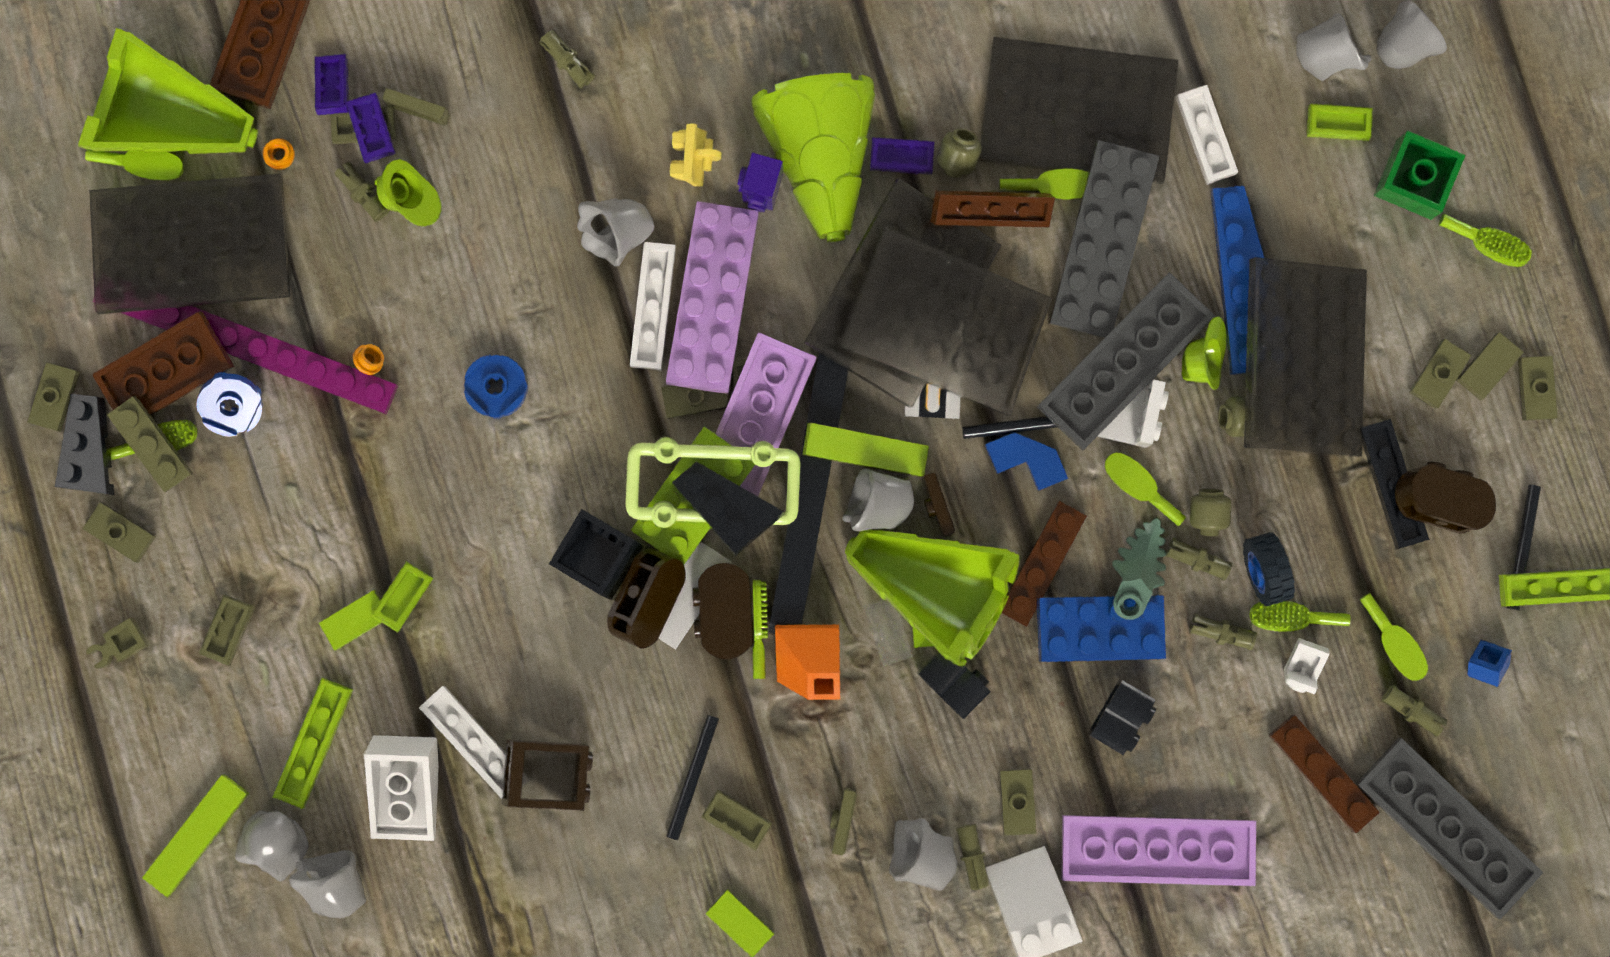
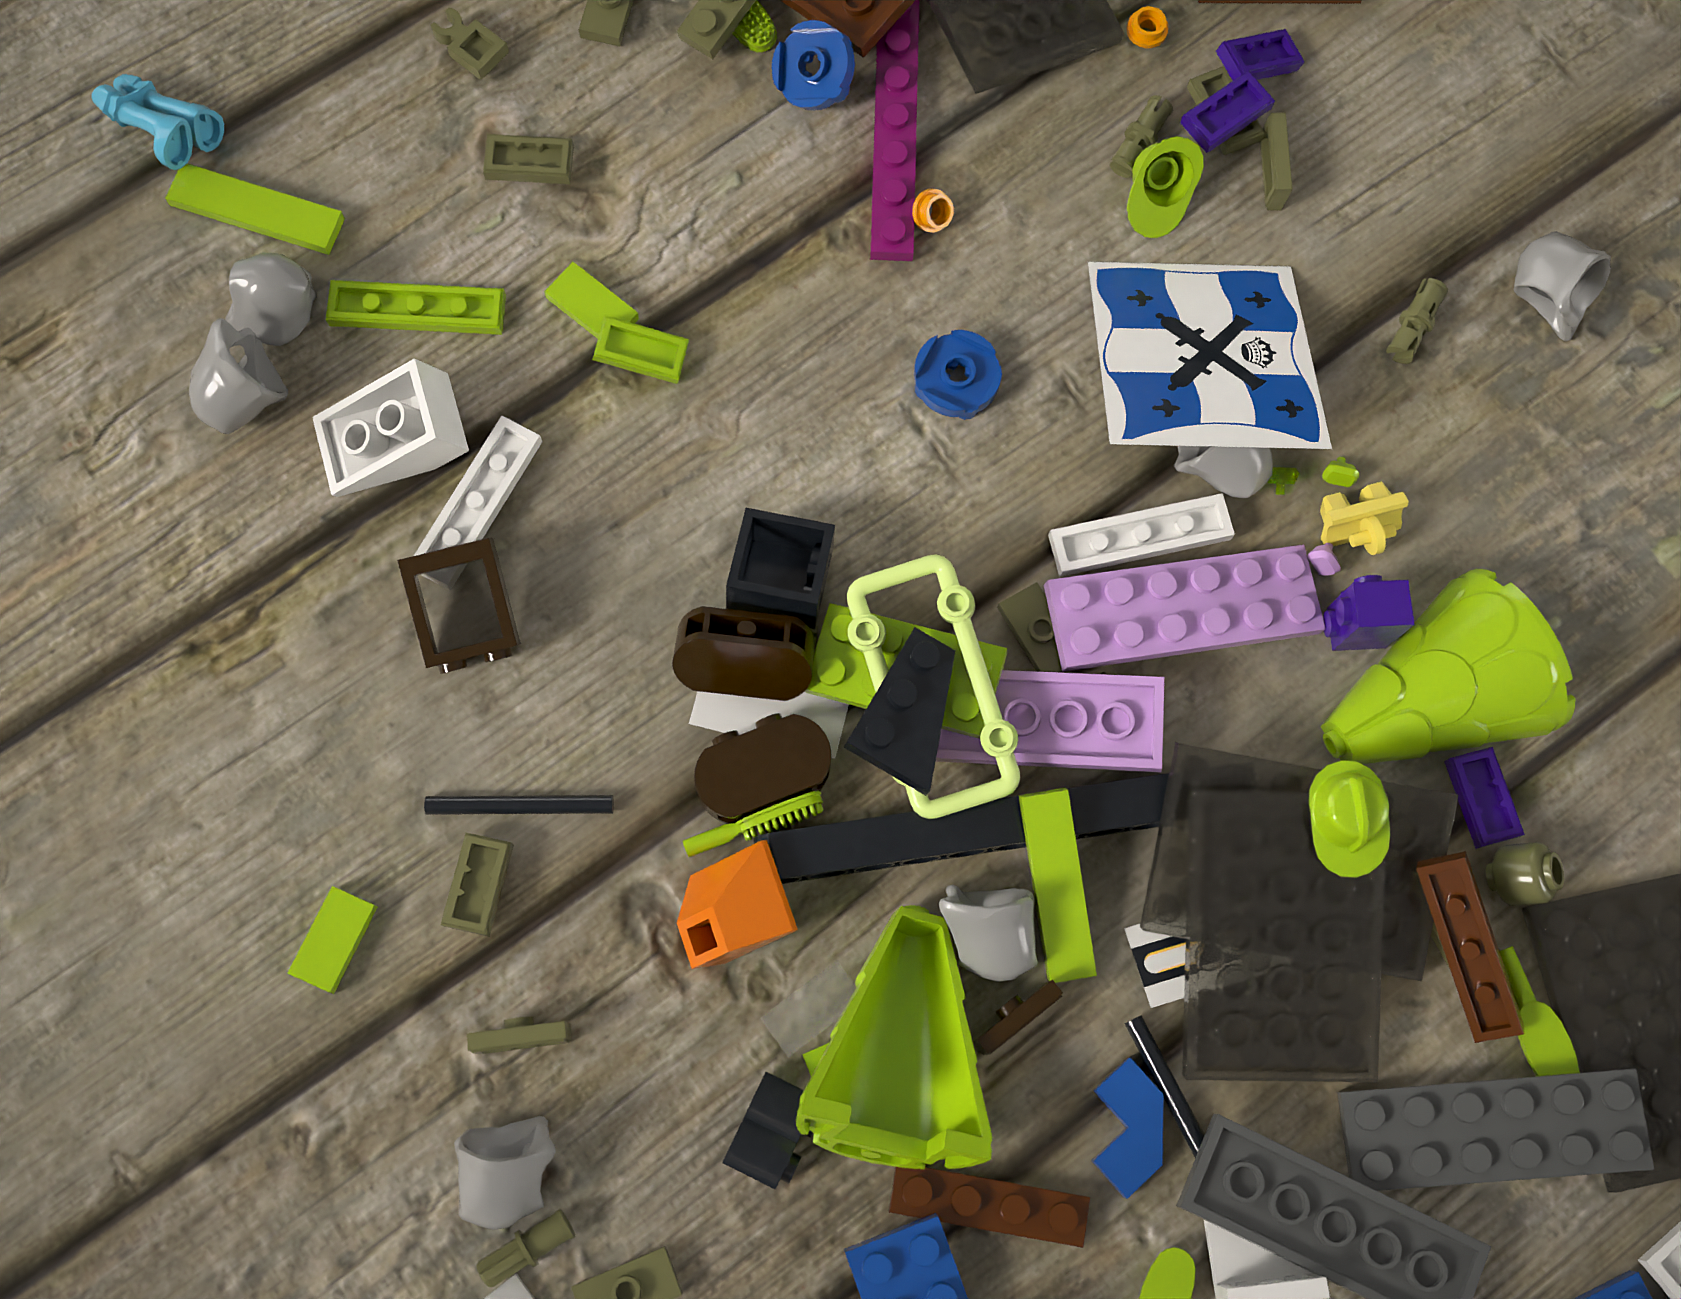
camera: 70 degrees right, 10 degrees down
(84, 903) = (172, 122): none -> medium azure piece
(546, 217) = (1205, 356): none -> sticker
(644, 195) = (1283, 476): none -> clear neon green rock
(655, 155) = (1340, 473): none -> lime rock
(711, 192) = (1324, 560): none -> lavender rock
(891, 255) = (1349, 818): none -> lime piece

